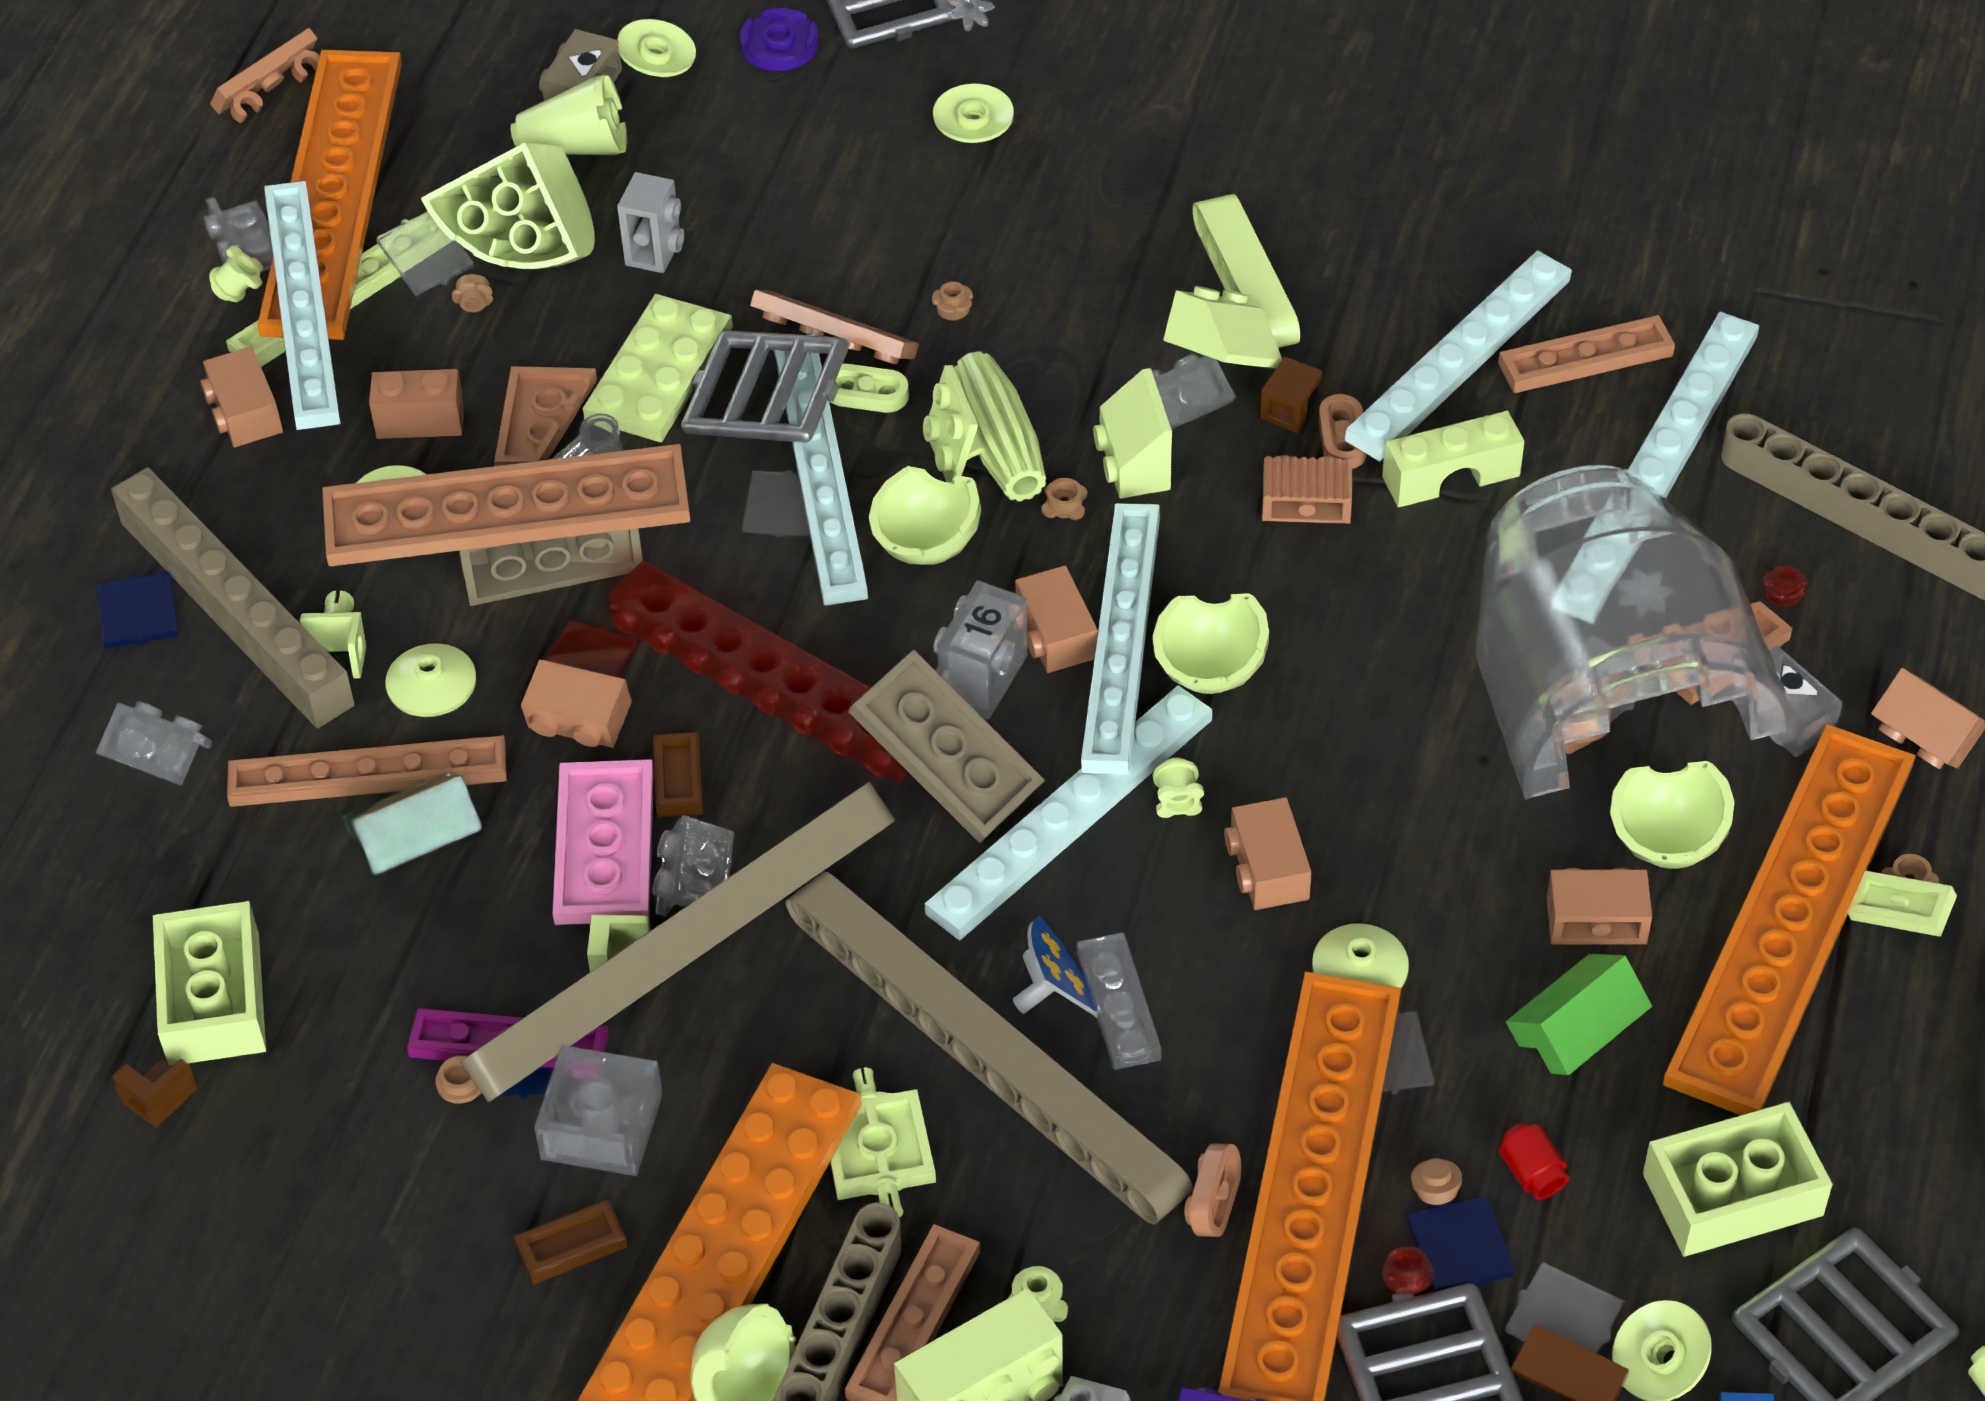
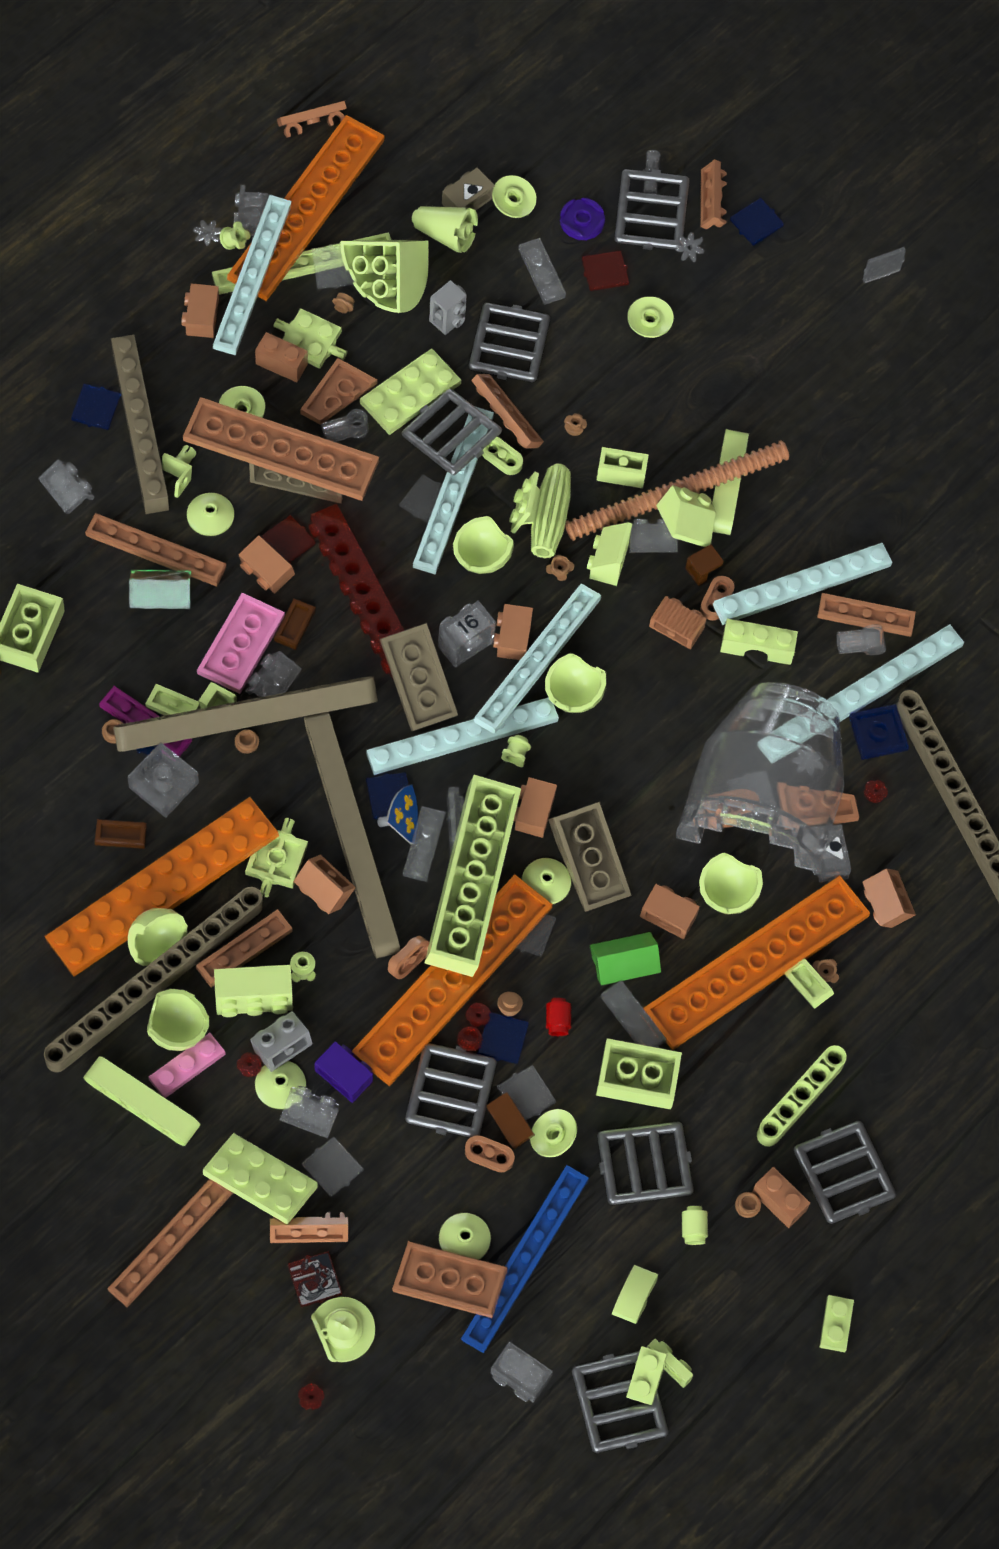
camera: 20 degrees right, 15 degrees up
(186, 292) = (207, 232): none -> clear plant
(453, 347) = (313, 335): none -> yellowish green plate
(527, 987) = (169, 702): none -> yellowish green plate
(707, 986) = (246, 741): none -> medium nougat plate
(759, 194) = (535, 356): none -> flat silver bar
(763, 125) = (542, 271): none -> clear plate
(859, 89) = (605, 270): none -> clear red piece
(991, 1143) = (324, 884): none -> nougat brick
(996, 957) = (382, 791): none -> clear blue piece
(1071, 317) = (622, 467): none -> yellowish green brick
(1146, 340) = (694, 483): none -> nougat piece
(1153, 947) = (454, 806): none -> clear plate
(1247, 1001) = (473, 876): none -> yellowish green brick
(1394, 1214) = (478, 1008): none -> clear red plate
(1408, 885) = (590, 856): none -> dark tan slope
(1614, 385) = (867, 640): none -> clear piece
(1651, 1095) = (632, 1016): none -> clear plate
(1727, 502) = (878, 732): none -> clear blue tile

